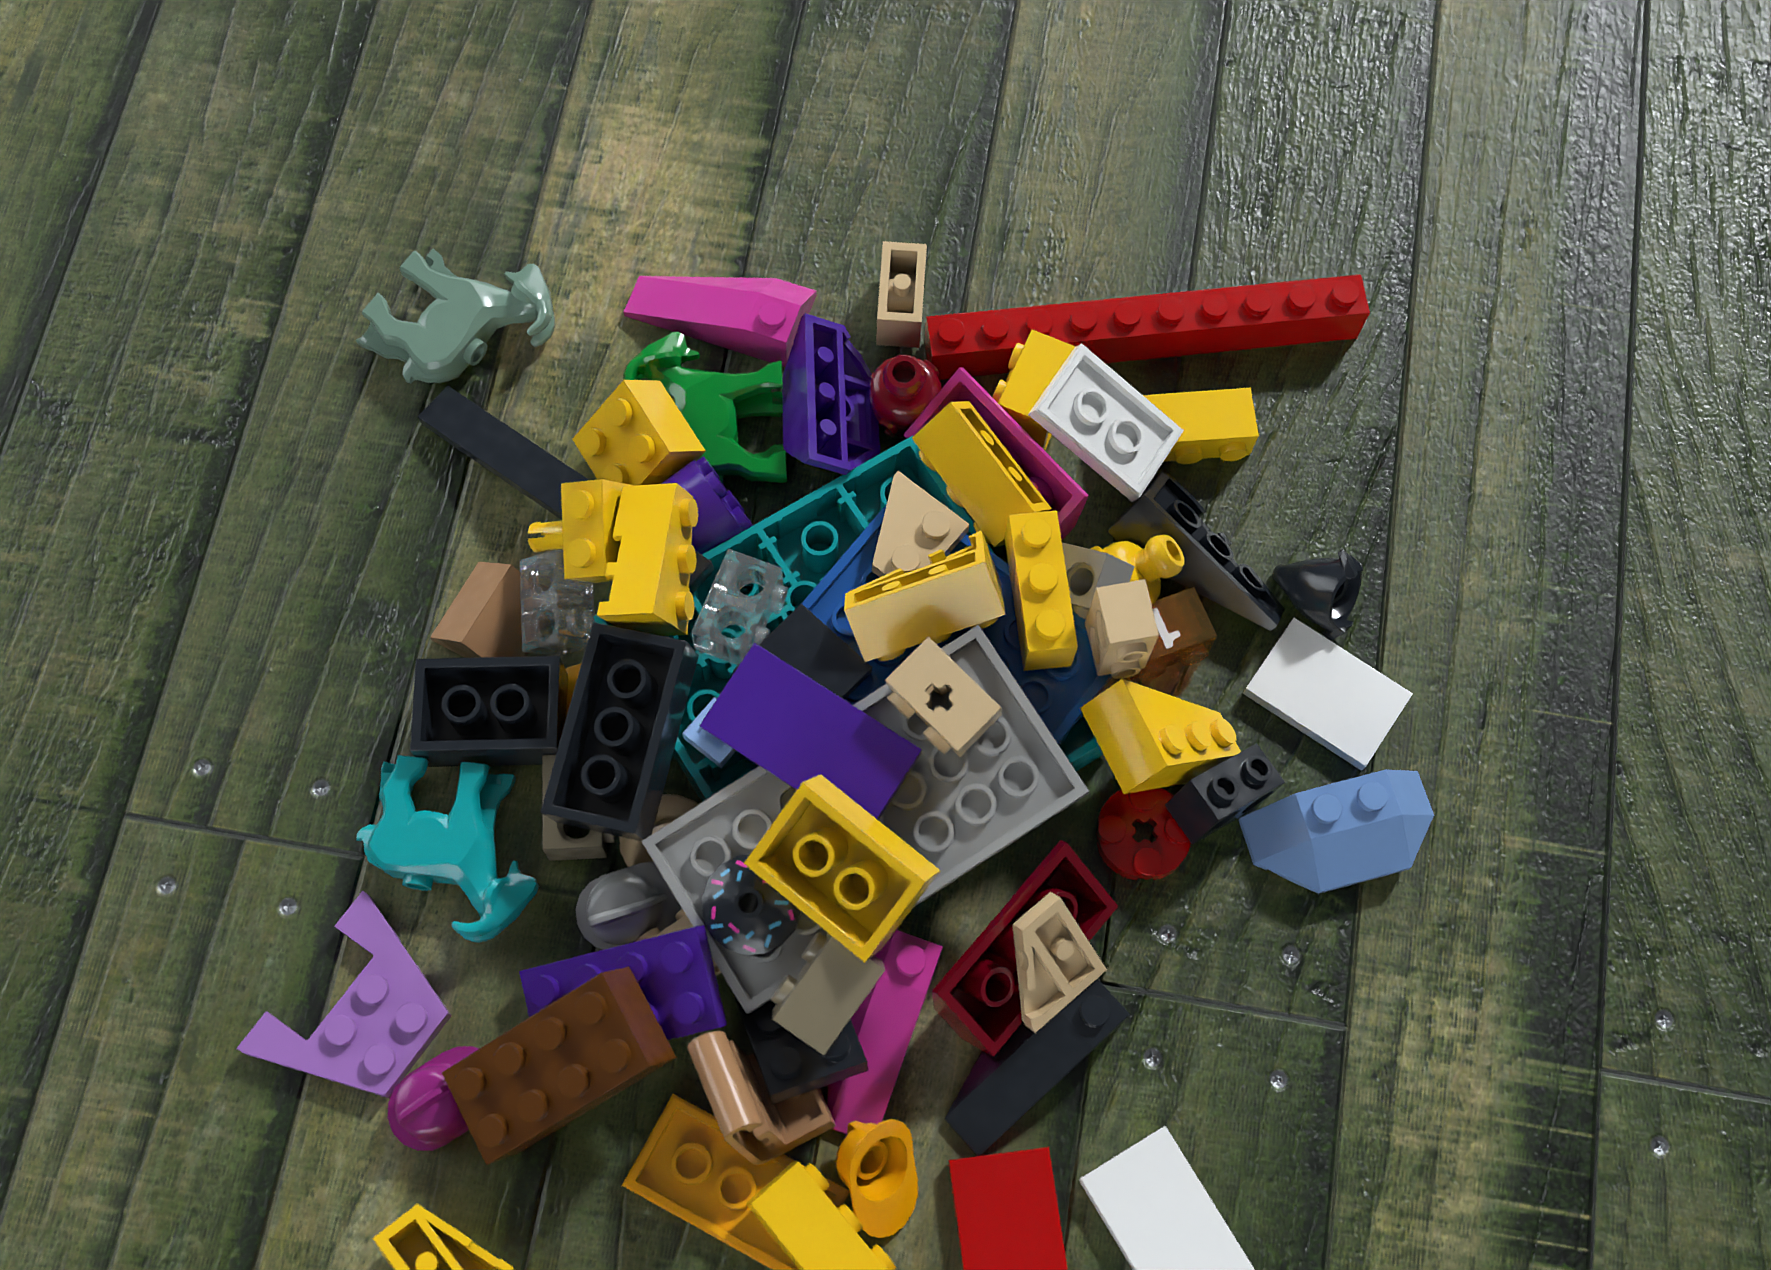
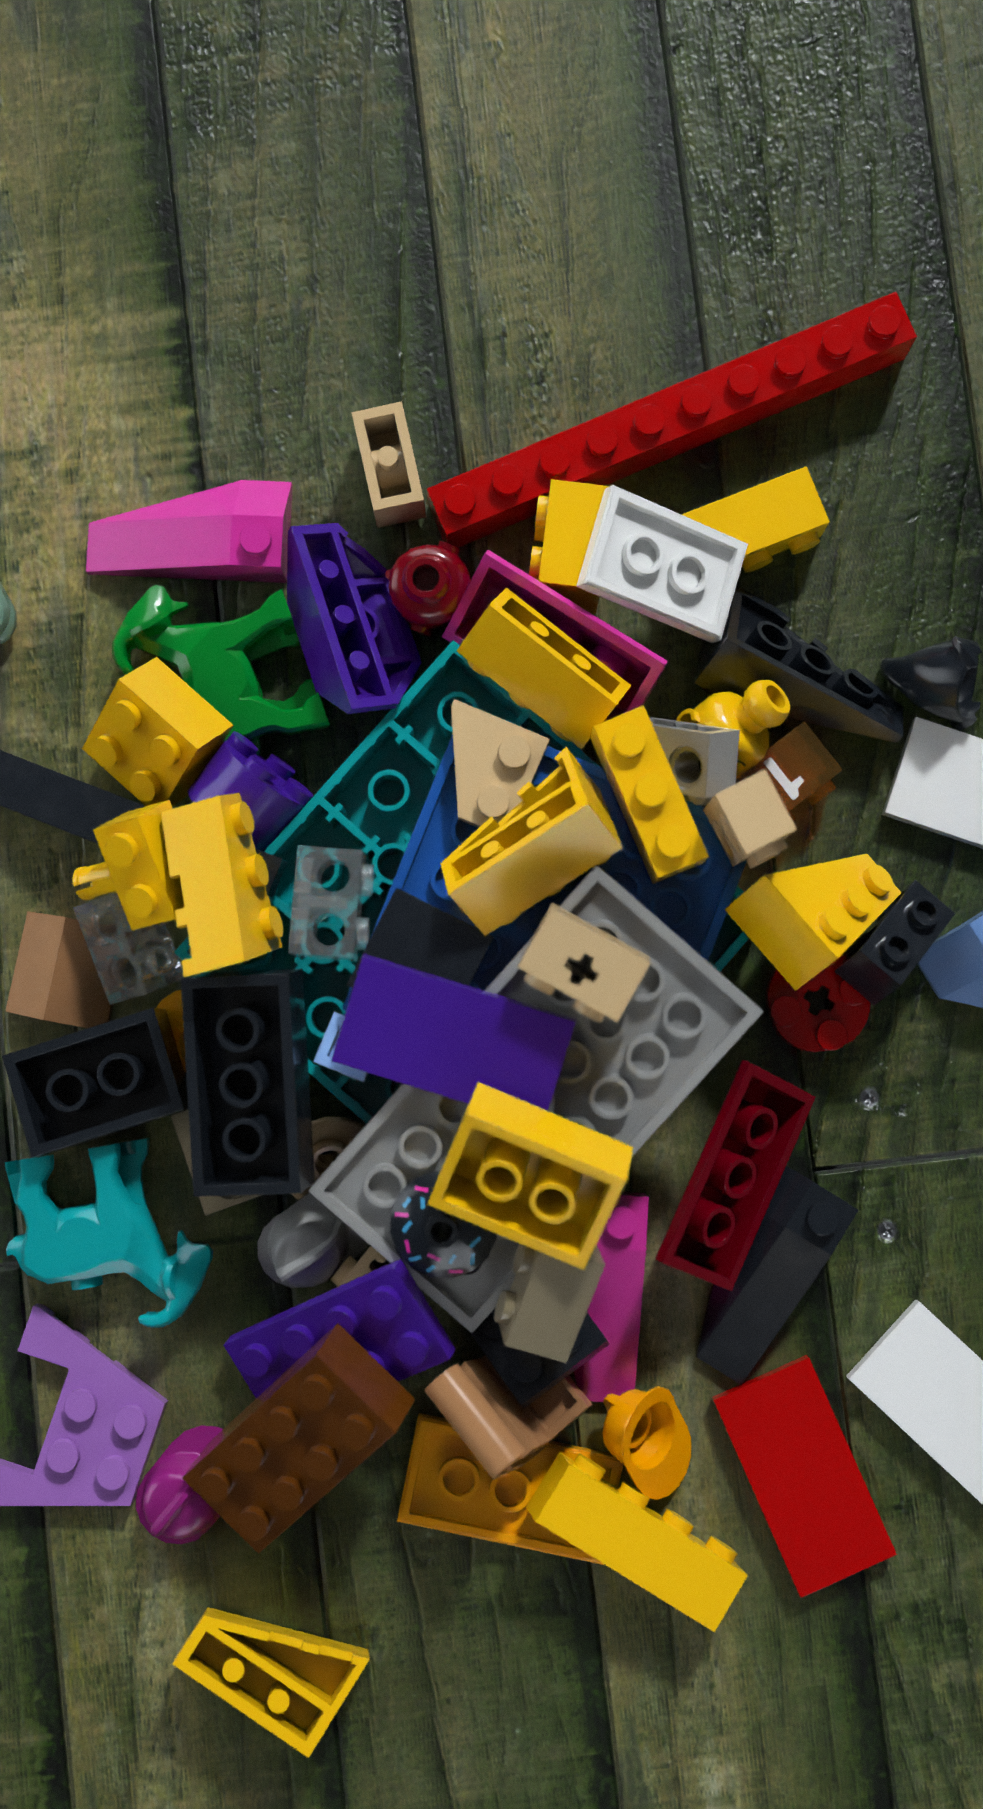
camera: 10 degrees left, 15 degrees up
(1051, 960) = (766, 1186): tan wing -> none

